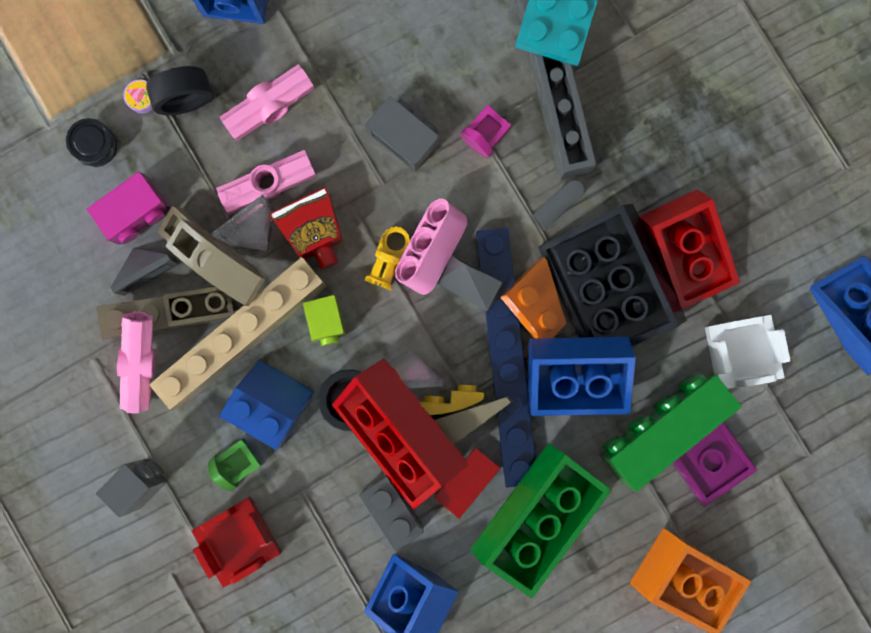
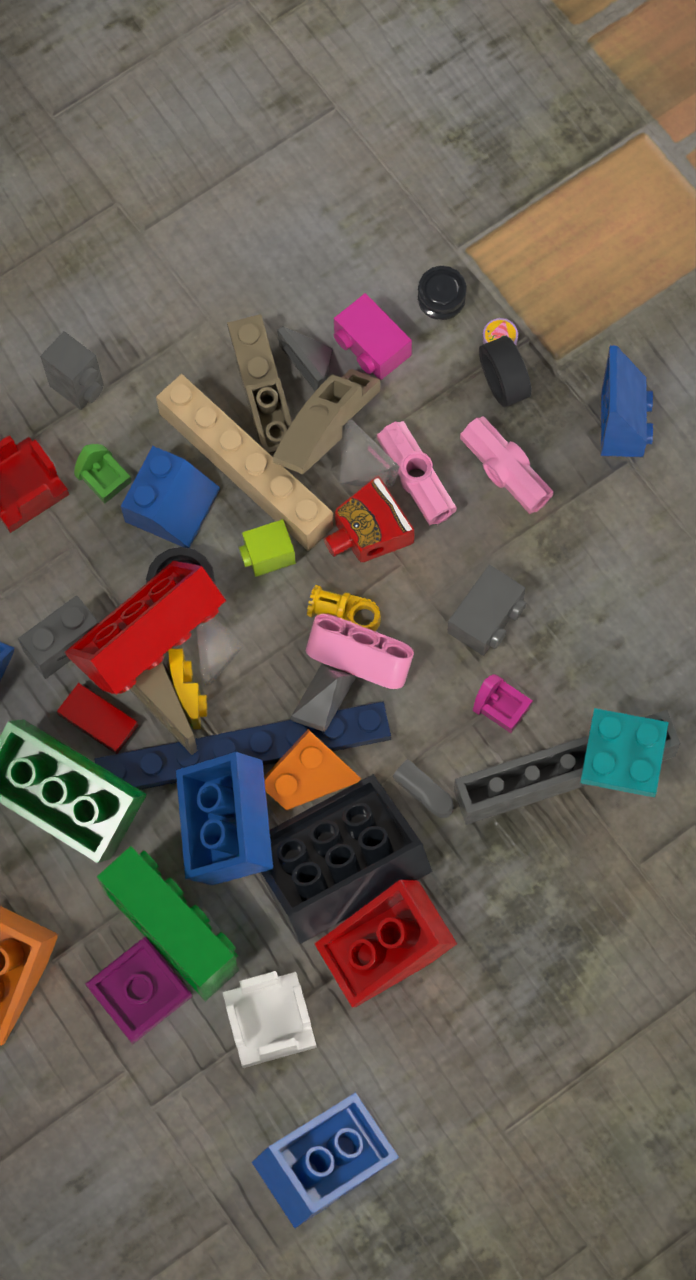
camera: 85 degrees right, 15 degrees down
(136, 361) = (205, 359): bright pink piece -> none

